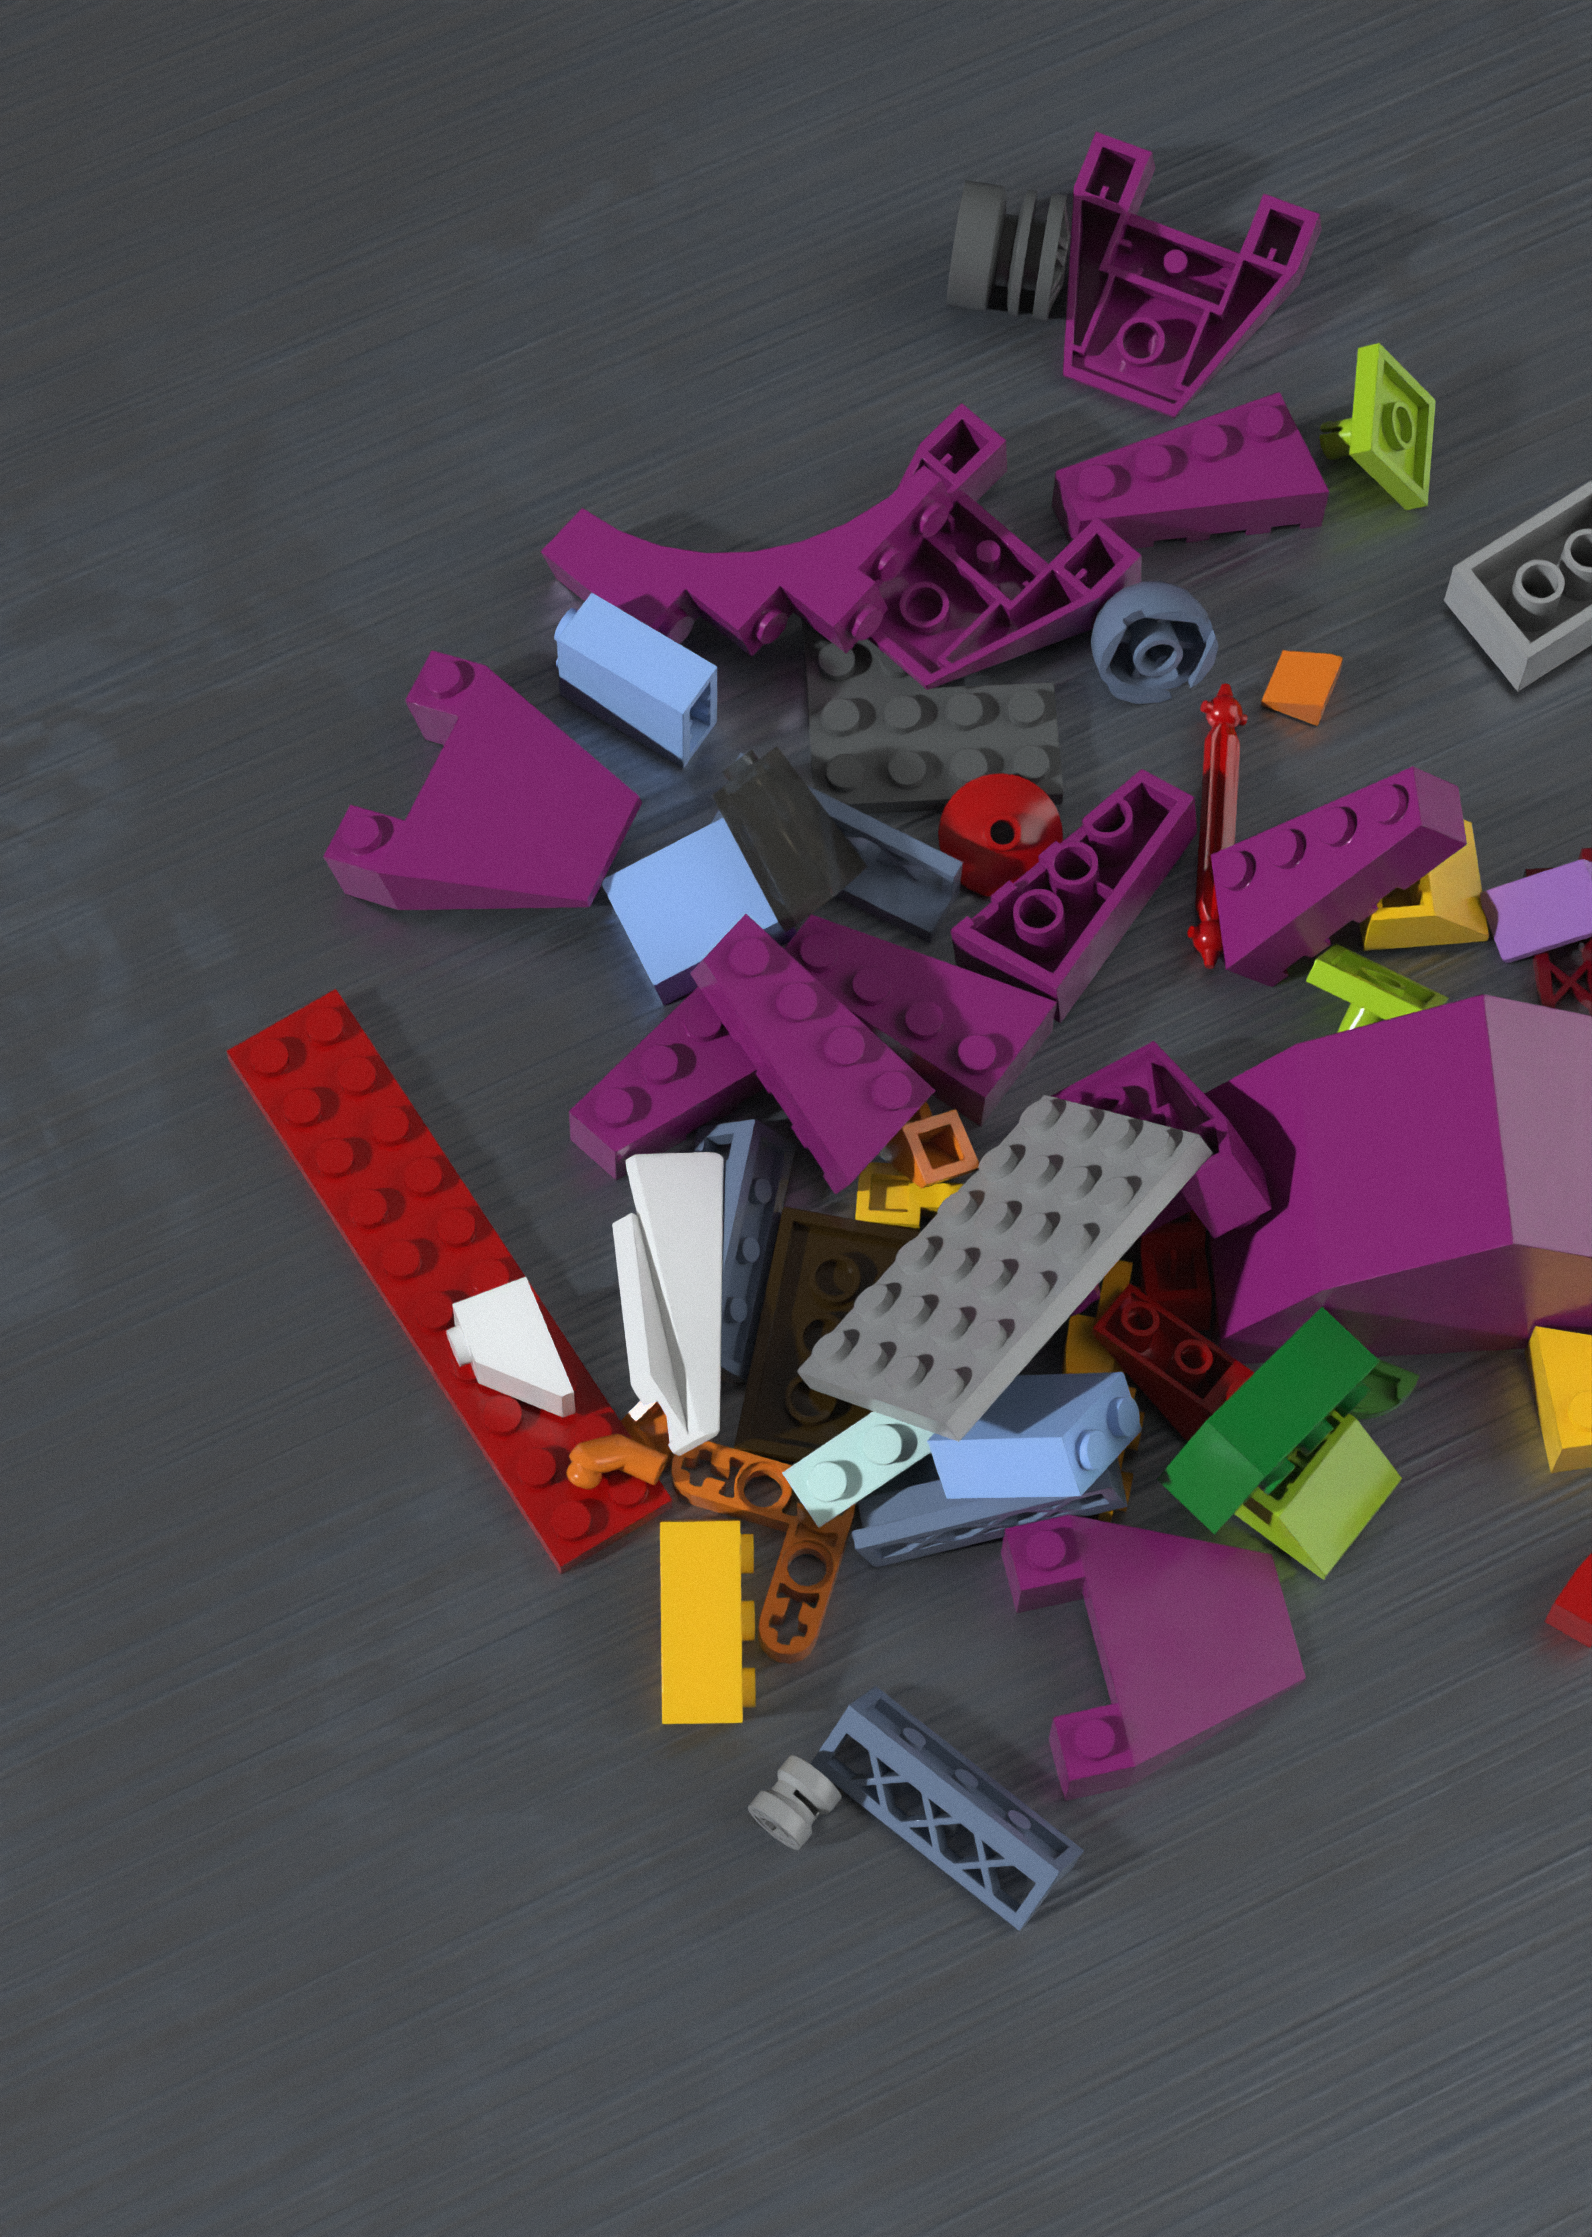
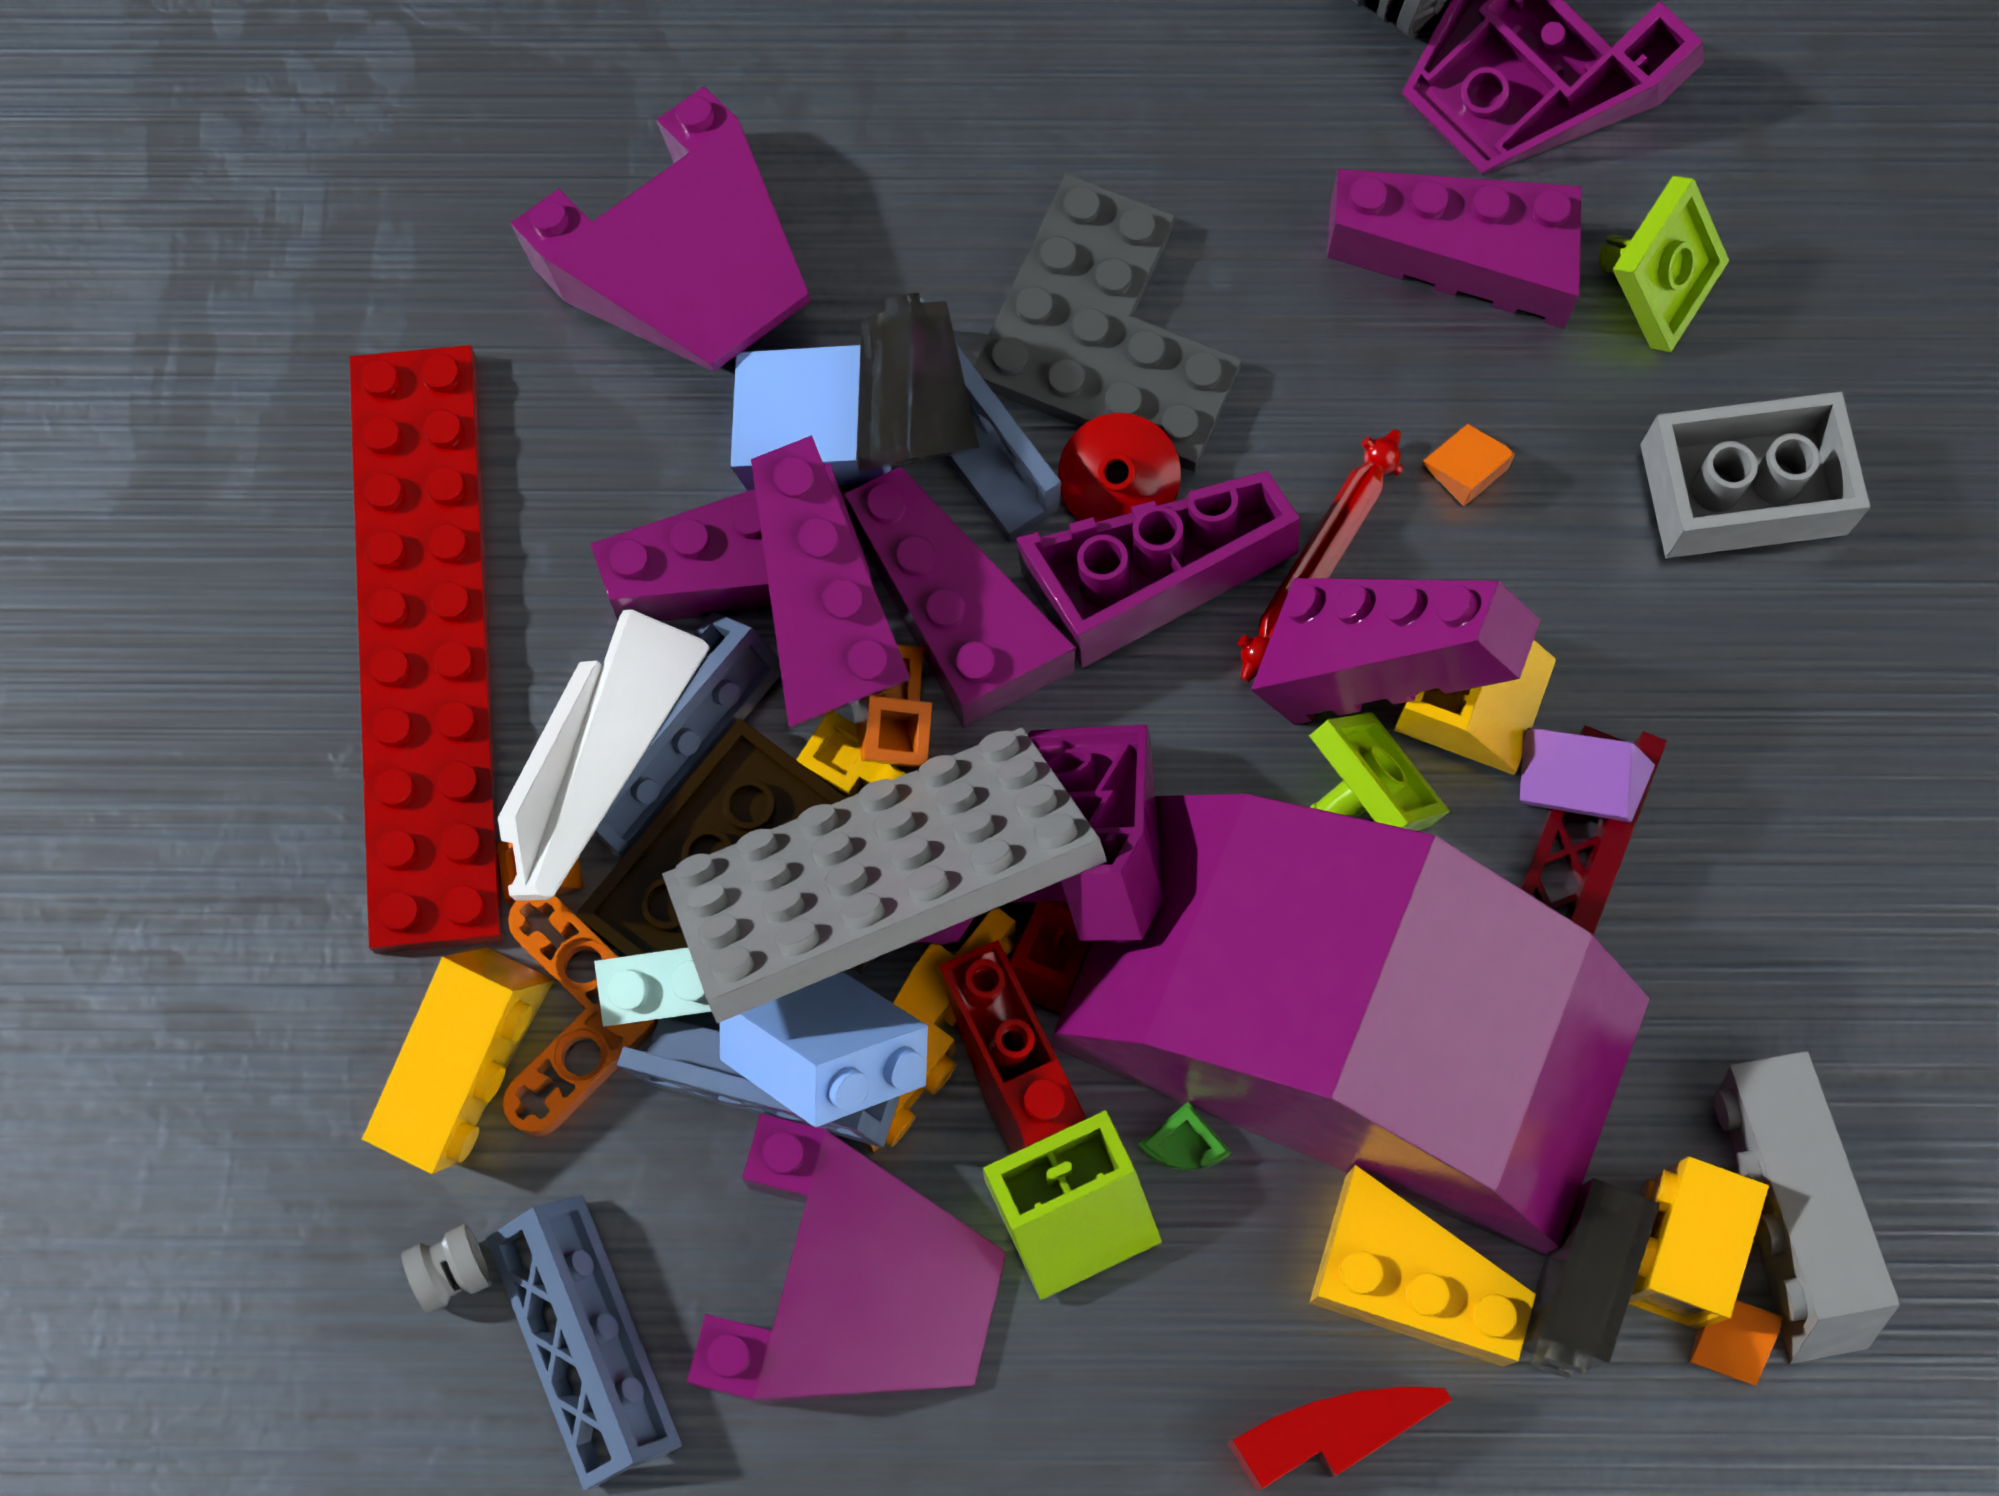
camera: 30 degrees right, 5 degrees up
(511, 1347) = (425, 728): white slope -> none
(610, 1454) = (457, 868): orange arm -> none
(636, 679) = (867, 190): light blue brick -> none
(751, 595) = (1011, 158): magenta arch -> none
(974, 586) = (1196, 235): magenta wedge -> none
(1152, 641) = (1346, 361): sand blue cylinder -> none
(1269, 1419) = (1046, 1137): green wedge -> none

